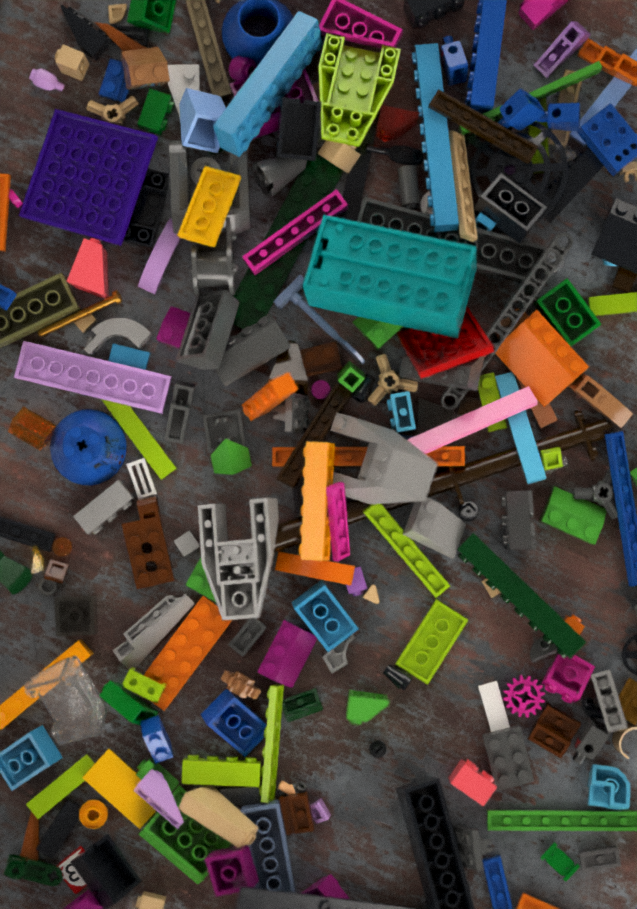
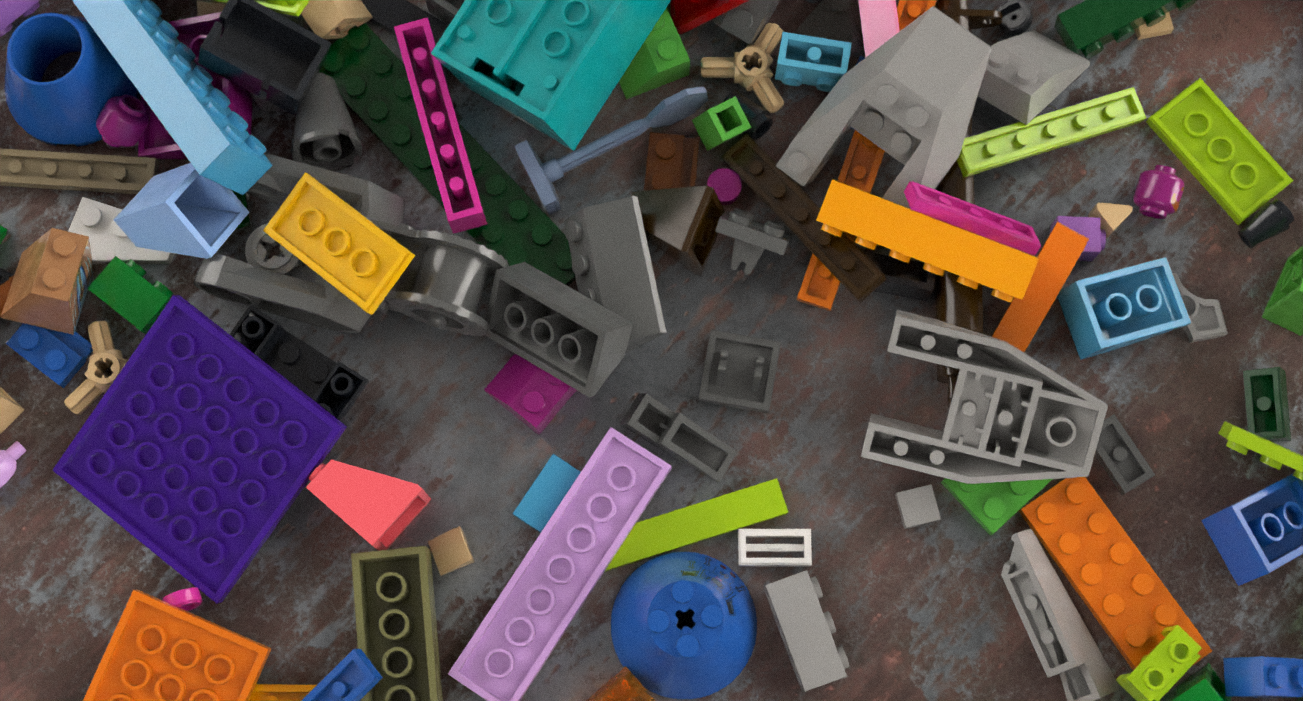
camera: 75 degrees left, 10 degrees down
(115, 297) = (439, 553): pearl gold bar -> none
(117, 328) = (492, 482): light grey arch -> none
(148, 530) = (872, 572): reddish brown hinge -> none
(159, 259) = (393, 378): lavender slope -> none
(230, 458) = (793, 377): bright green slope -> none
(240, 684) = (1208, 491): medium nougat gear -> none
(269, 396) = (713, 256): orange brick -> none
(287, 654) = (1169, 398): magenta slope -> none
(395, 616) = (1158, 192): none -> magenta head

